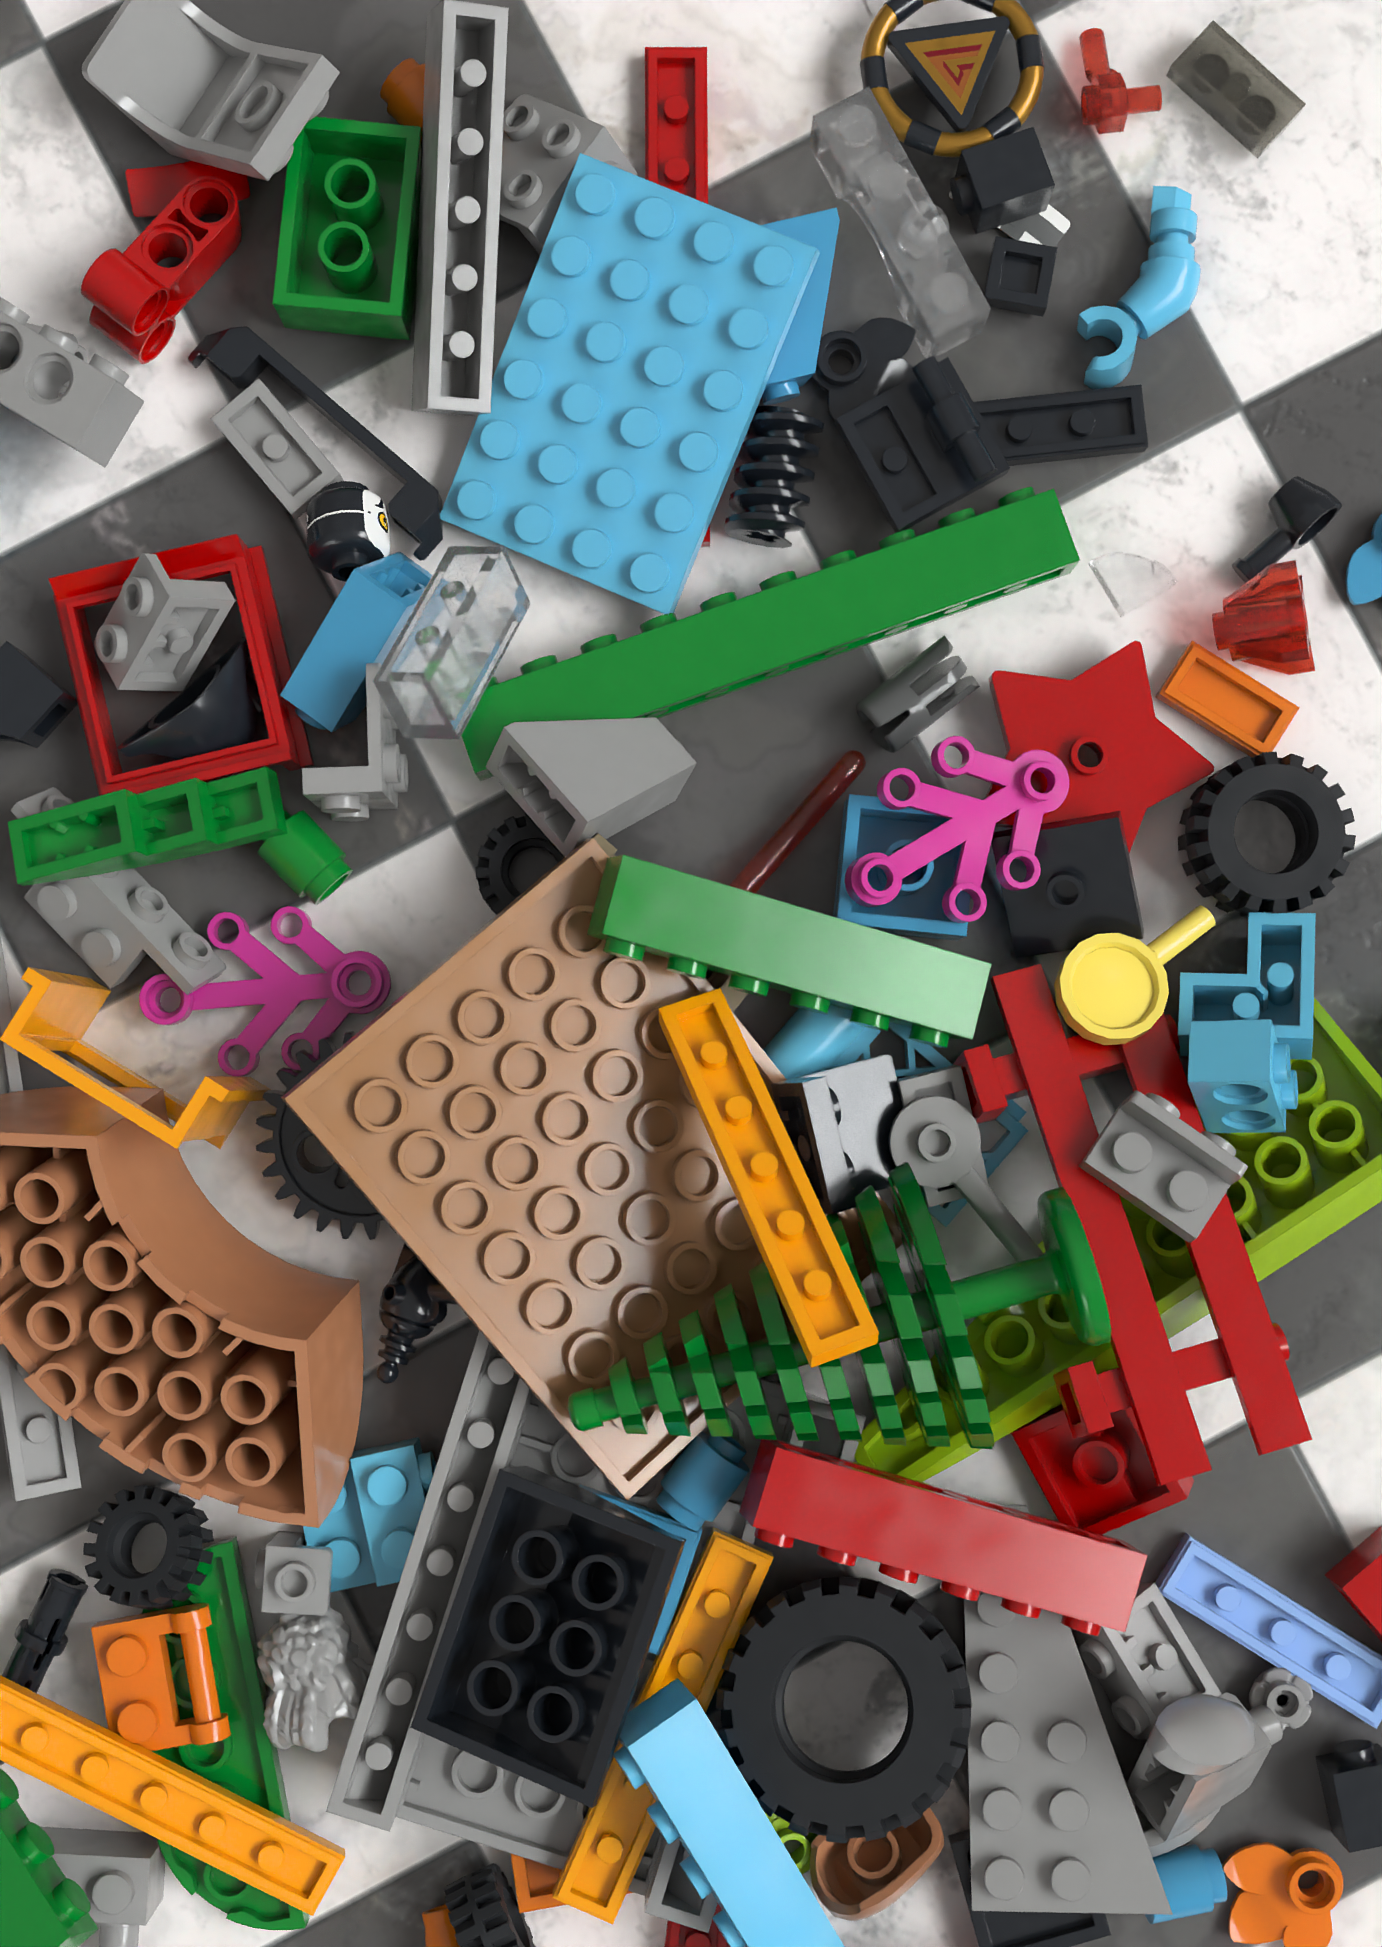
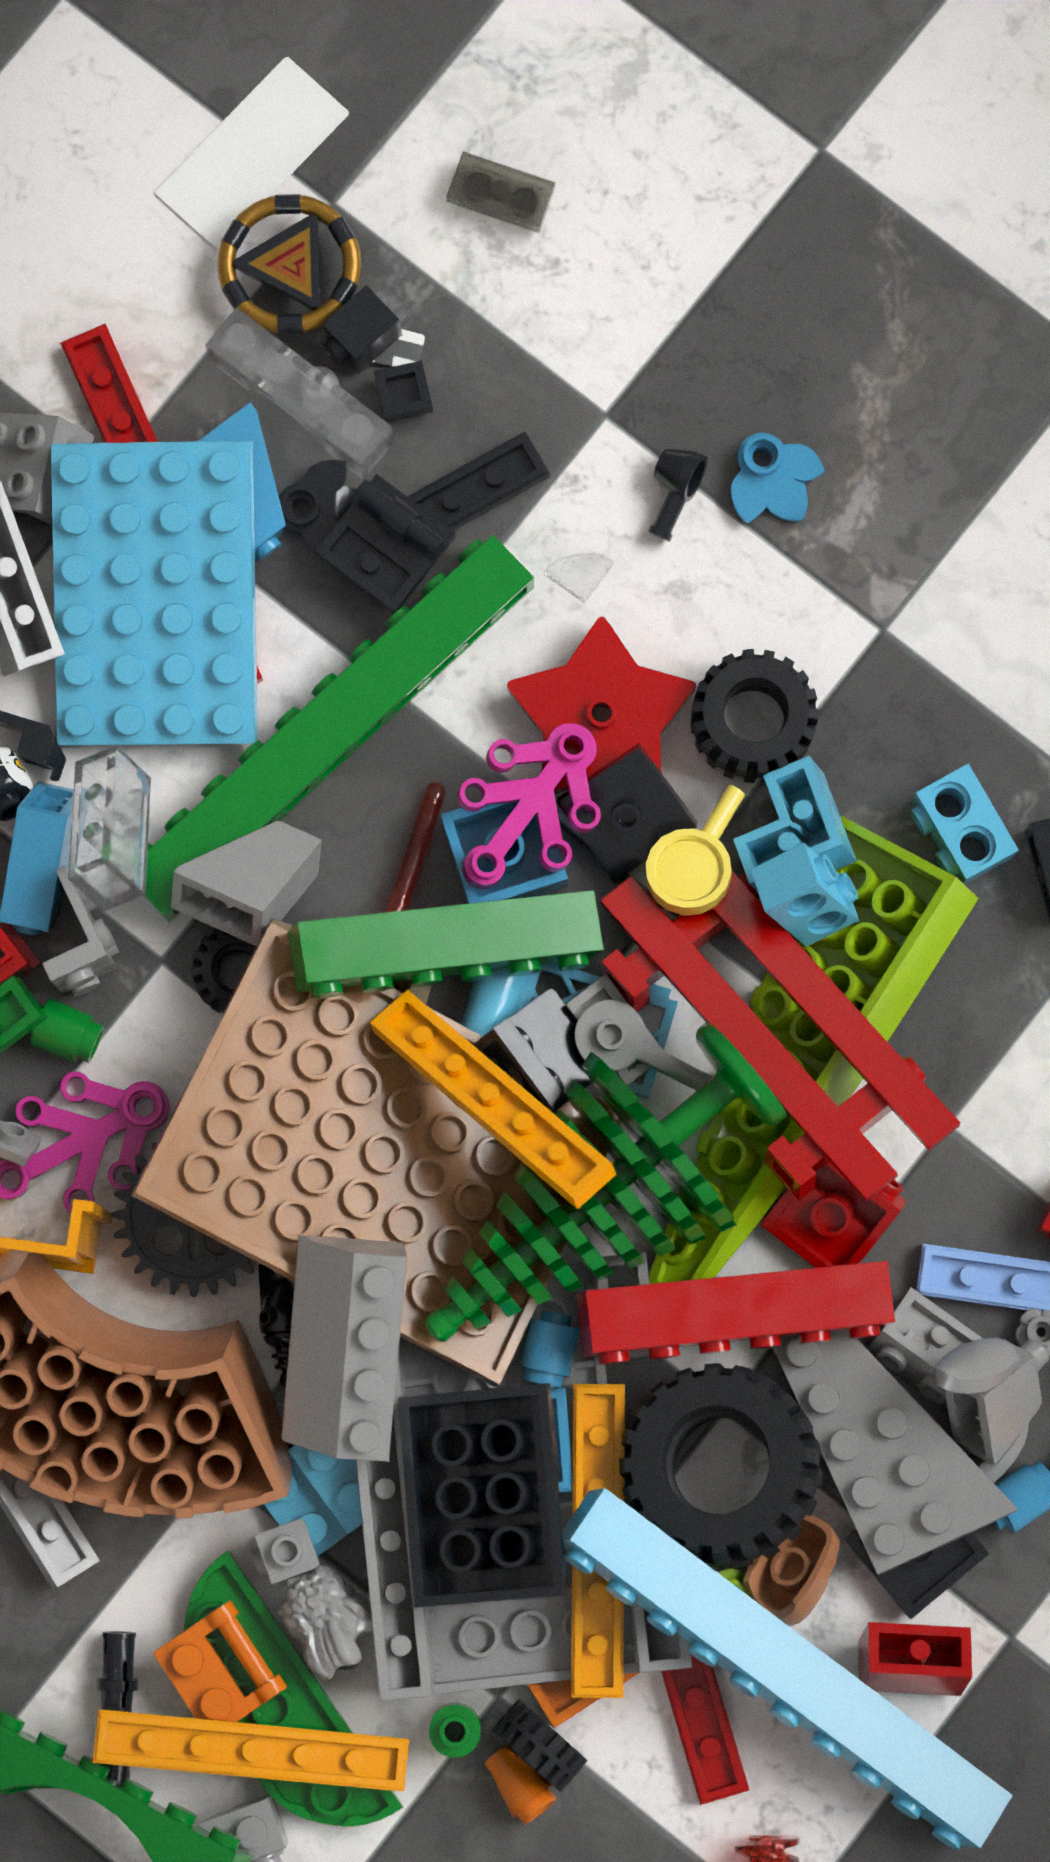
camera: 20 degrees left, 5 degrees down
(115, 1543) = (142, 1575): black tyre -> none
(409, 1849) = (455, 1712): none -> green brick
(461, 1387) = (344, 1346): none -> light grey slope
(770, 476) = (286, 612): black piece -> none
(916, 696) = (452, 738): dark grey arm -> none
(1107, 99) = (411, 238): clear red piece -> none
(1159, 295) = (509, 363): medium azure piece -> none
(1163, 1163) = (775, 977): light grey bracket -> none
(1226, 701) = (686, 631): orange tile -> none
(1267, 622) = (689, 562): clear red brick -> none

